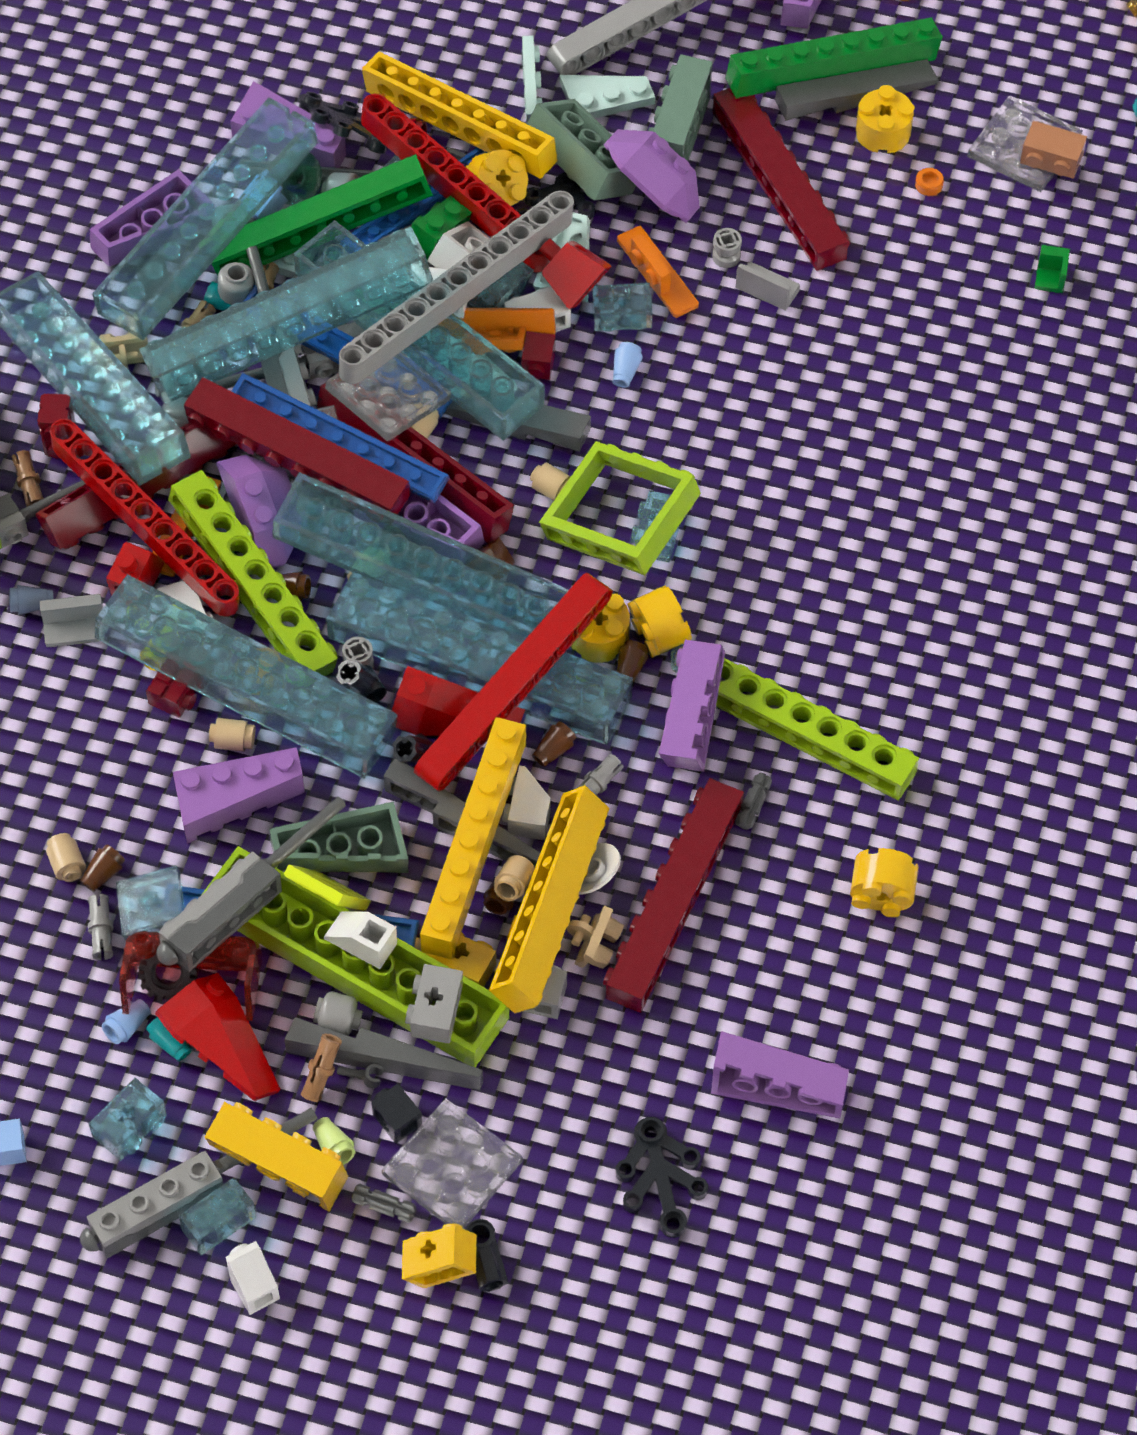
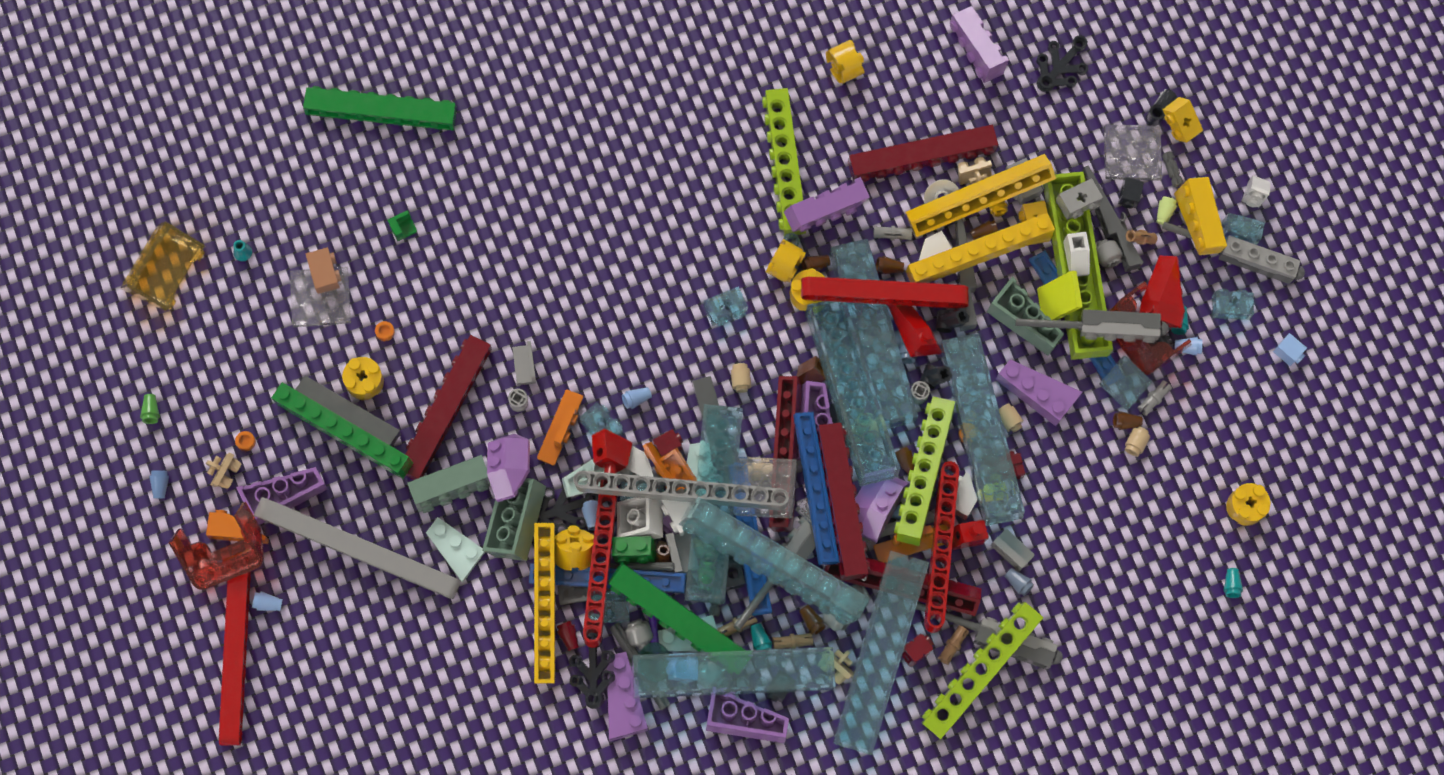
camera: 135 degrees left, 15 degrees up
(235, 282) = (761, 632): light grey head -> none
(513, 878) = (982, 220): tan brick -> none
(531, 79) = (473, 597): light aqua wing -> none
(631, 557) = (767, 324): lime window -> none
(753, 801) = (841, 155): dark grey axle -> none

